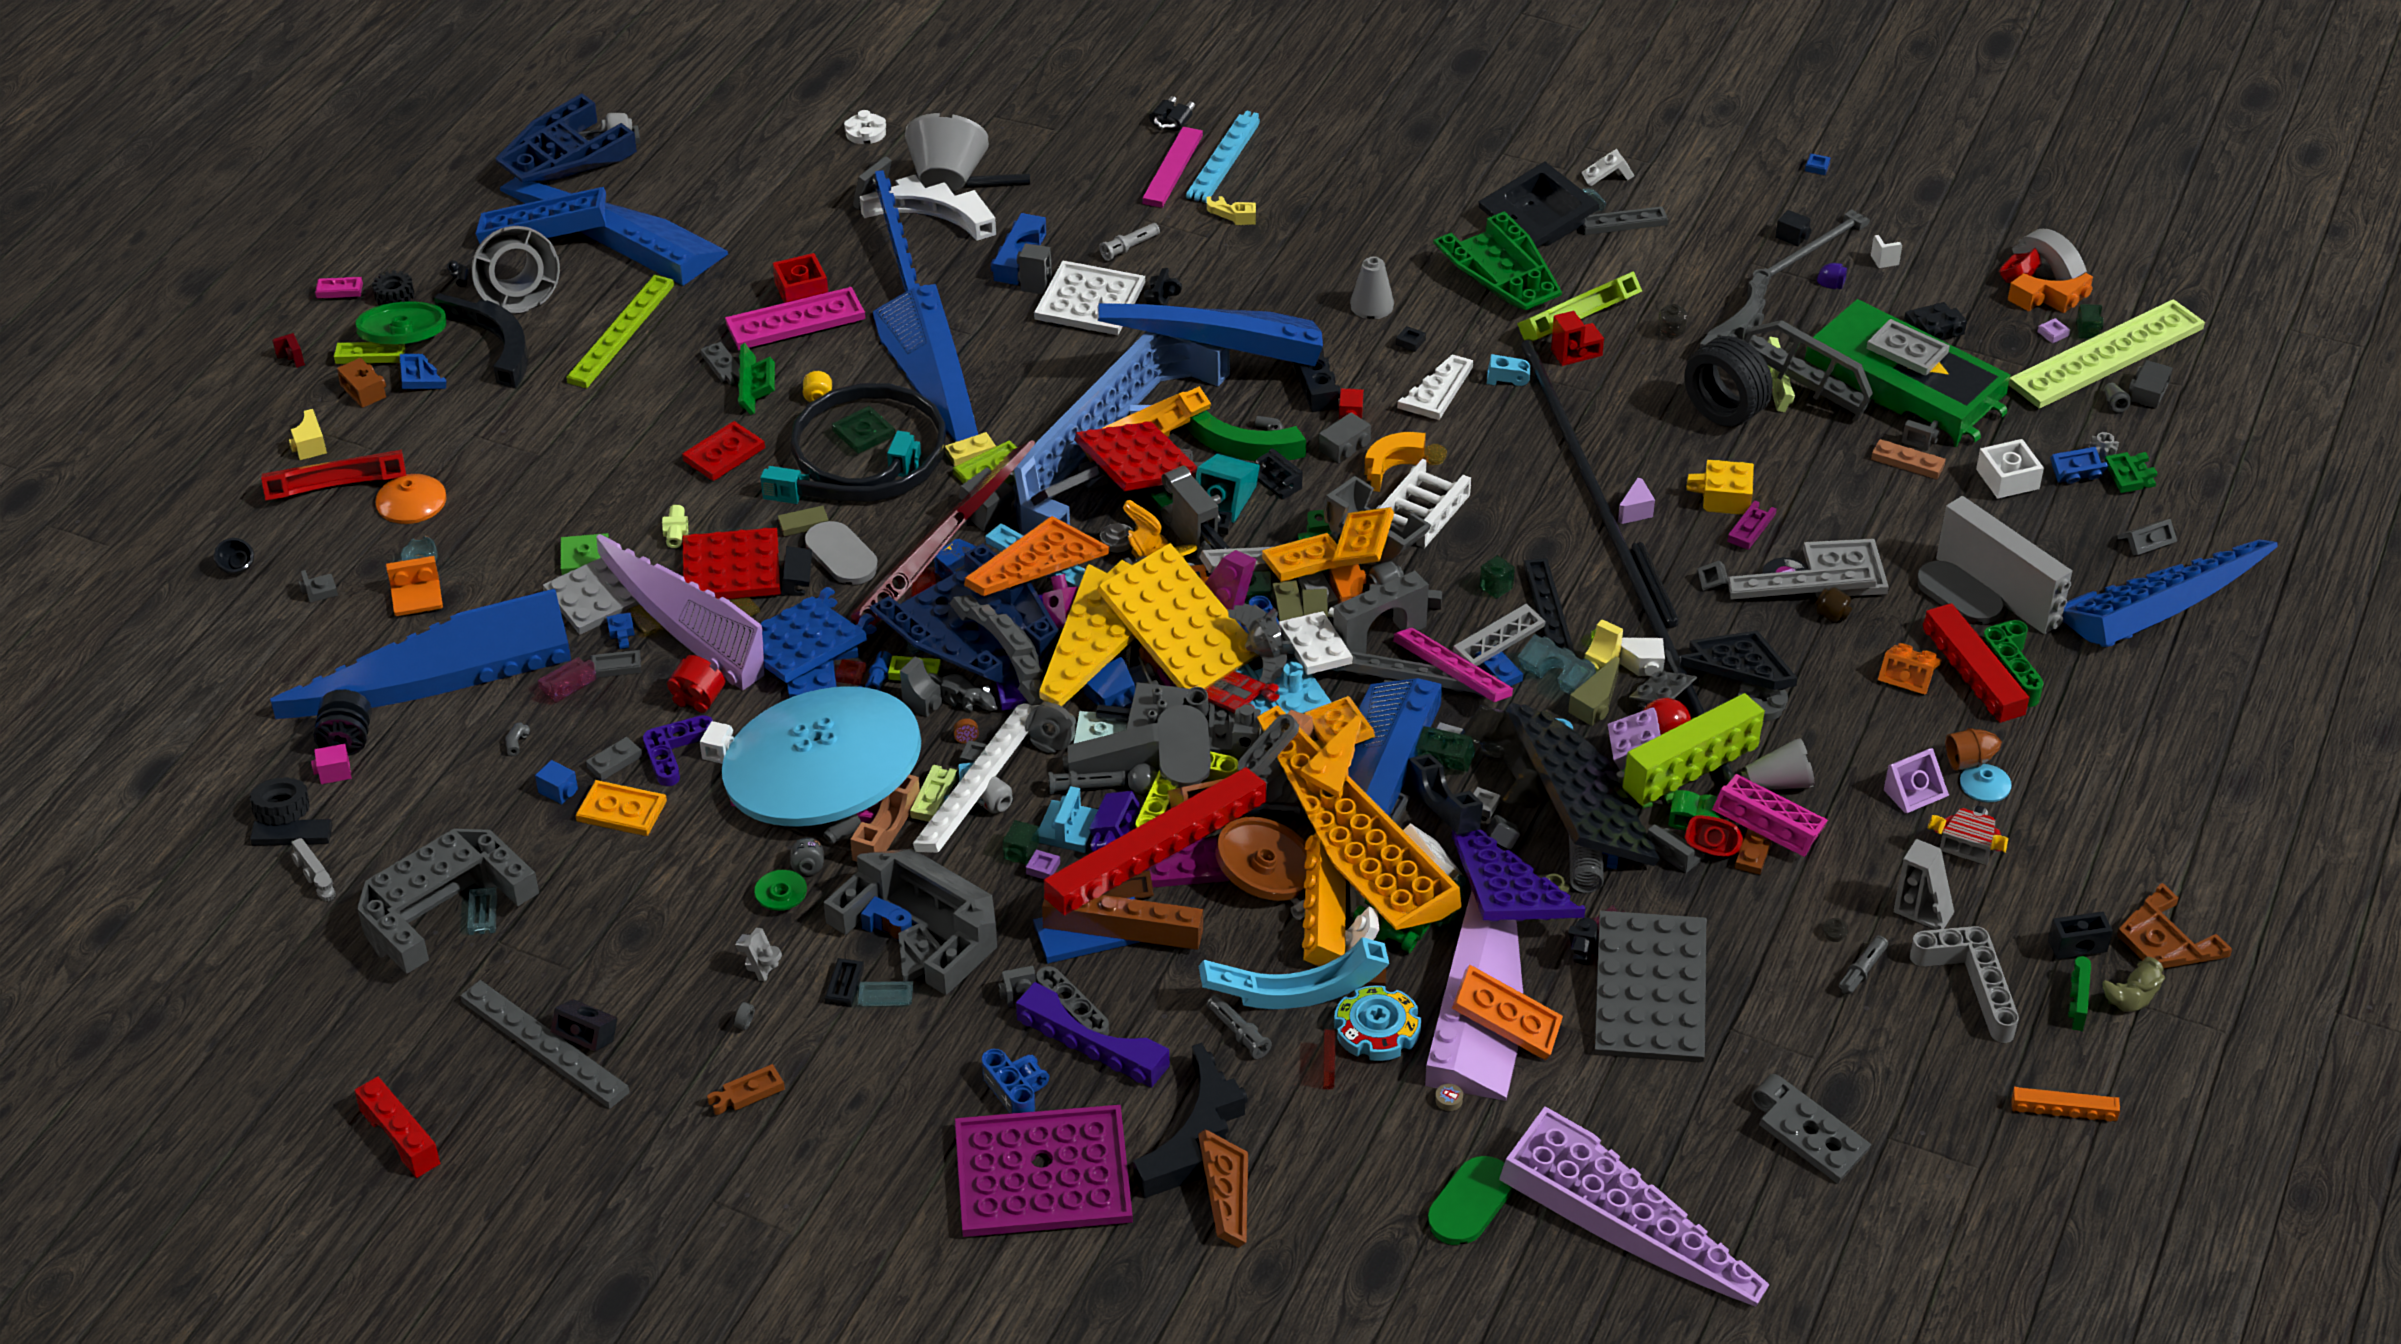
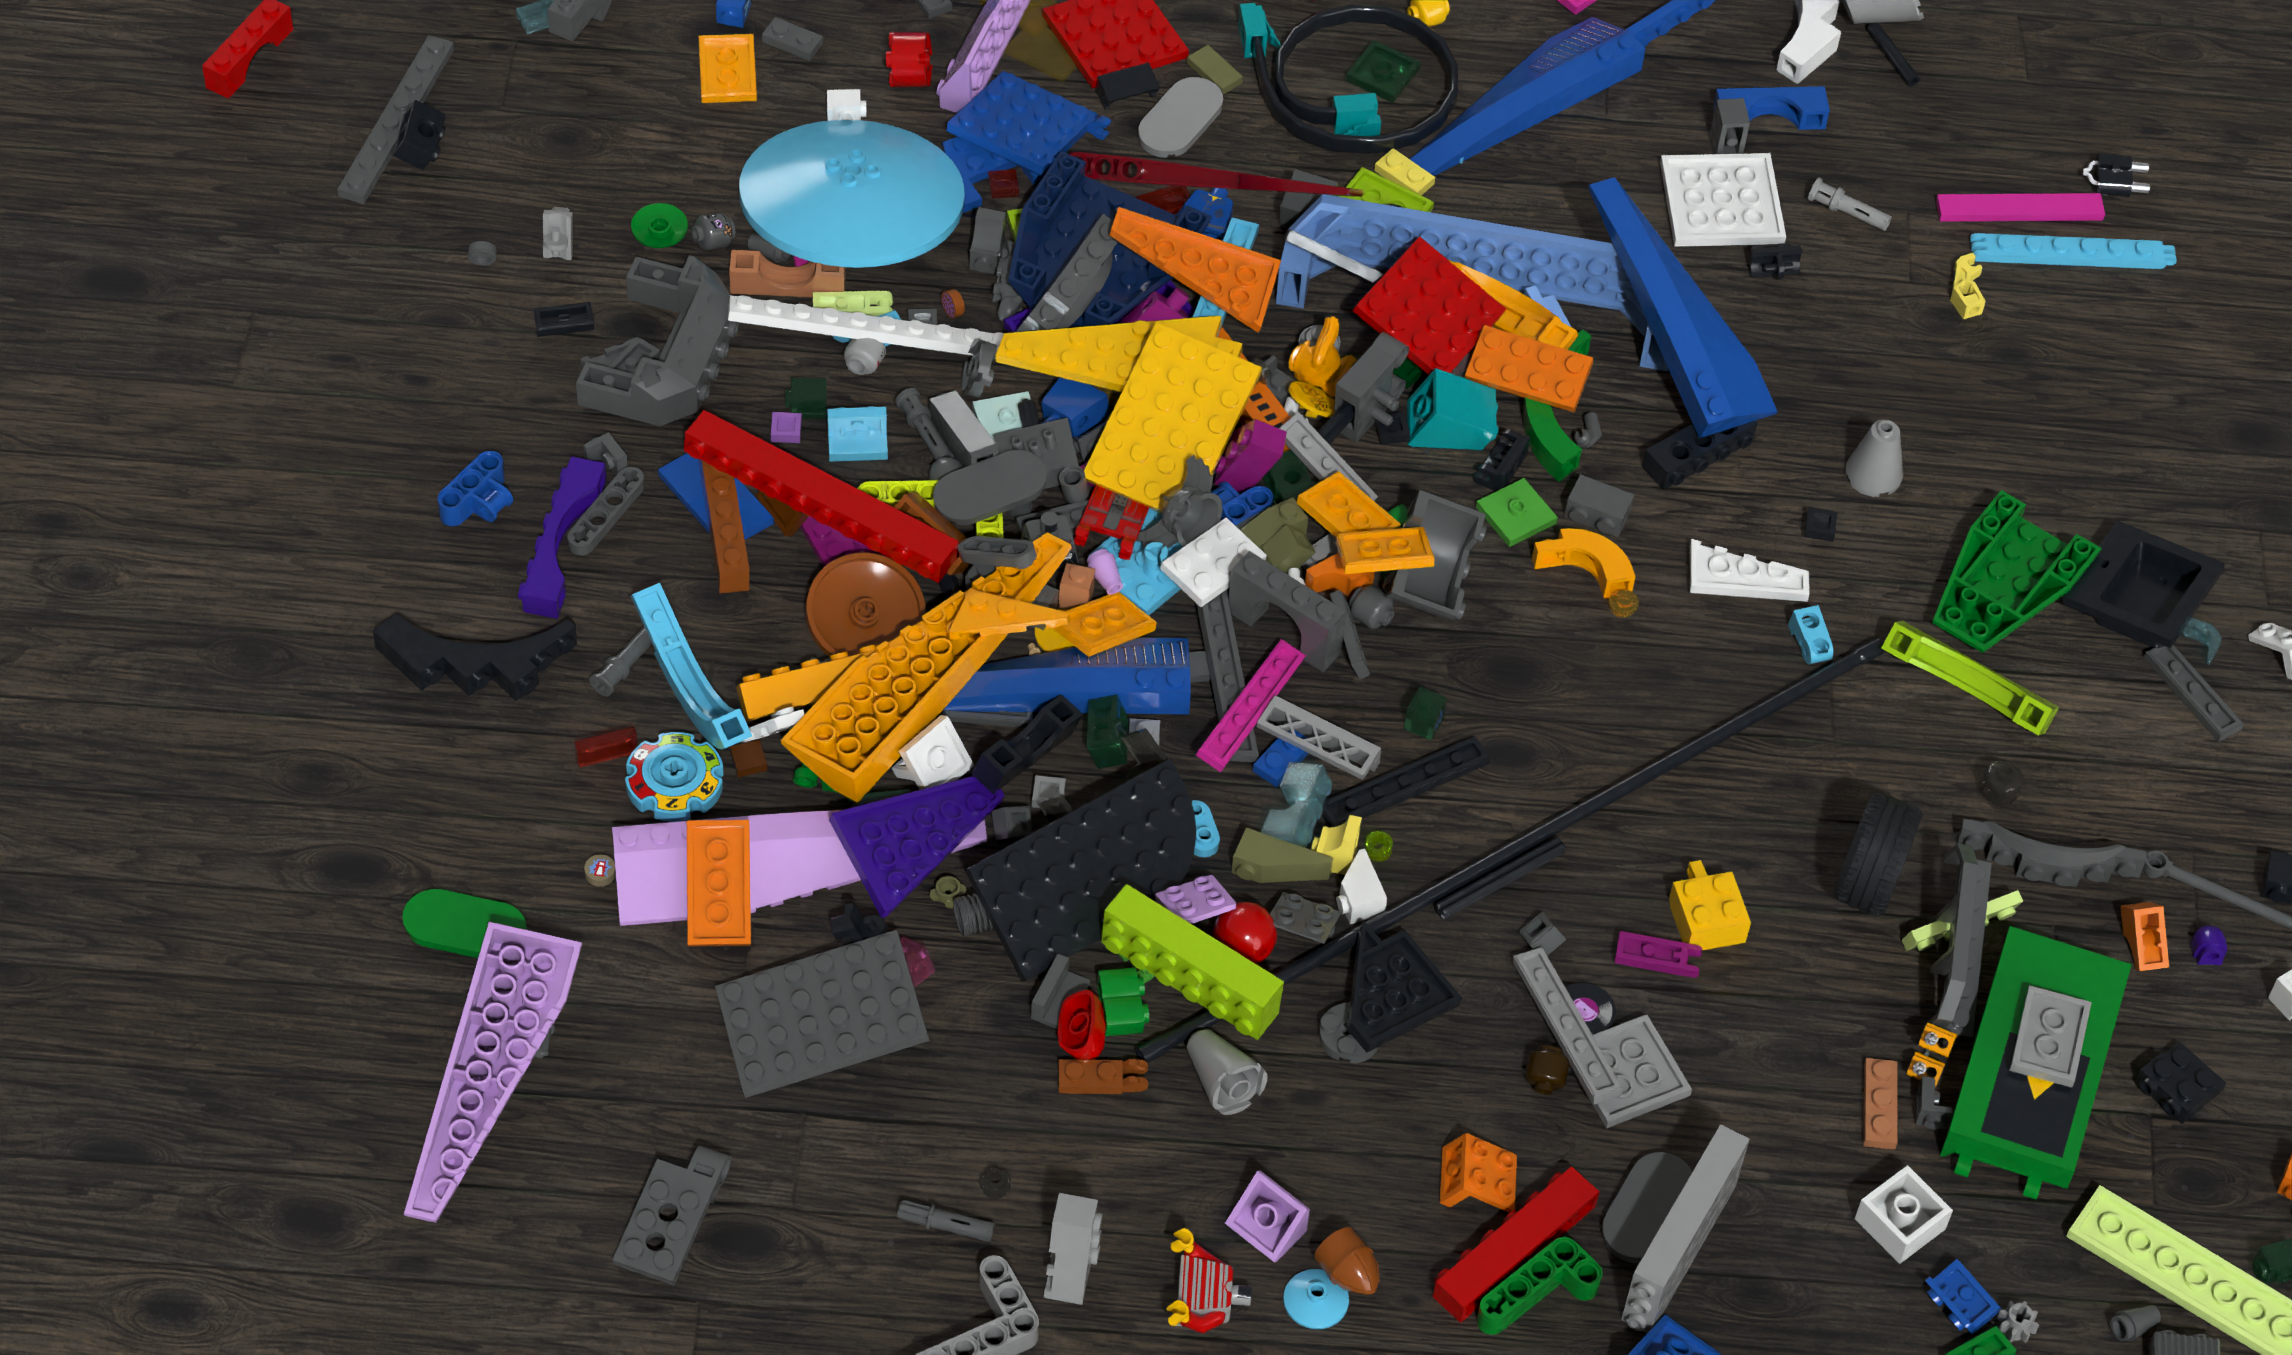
camera: 65 degrees right, 10 degrees up
(667, 742) = (832, 71): dark purple beam -> none
(747, 1090) = (391, 288): dark orange plate -> none
(878, 671) = (1004, 203): blue pin -> none
(885, 917) = (659, 317): blue leg -> none
(885, 993) = (560, 355): clear light blue tile -> none
(1011, 1195) = (336, 545): magenta plate -> none
(1114, 818) = (864, 464): dark purple brick -> none
(1215, 425) = (1529, 368): none -> orange plate
(1227, 1185) = (404, 702): dark orange wing -> none
(1288, 704) = (1106, 570): none -> lavender cone
(1322, 480) = (1516, 512): none -> bright green plate
(1351, 402) = (1659, 497): red brick -> none
(1445, 505) = (1521, 634): white fence -> none
(1574, 340) = (1899, 688): red brick -> none
(1637, 503) = (1633, 823): lavender slope -> none
(1772, 824) = (1117, 1067): dark pink fence -> none
(1816, 295) = (2146, 934): none -> orange arch
(1876, 411) = (1929, 1041): none -> light orange piece
(2053, 330) = (2245, 1226): lavender tile -> none

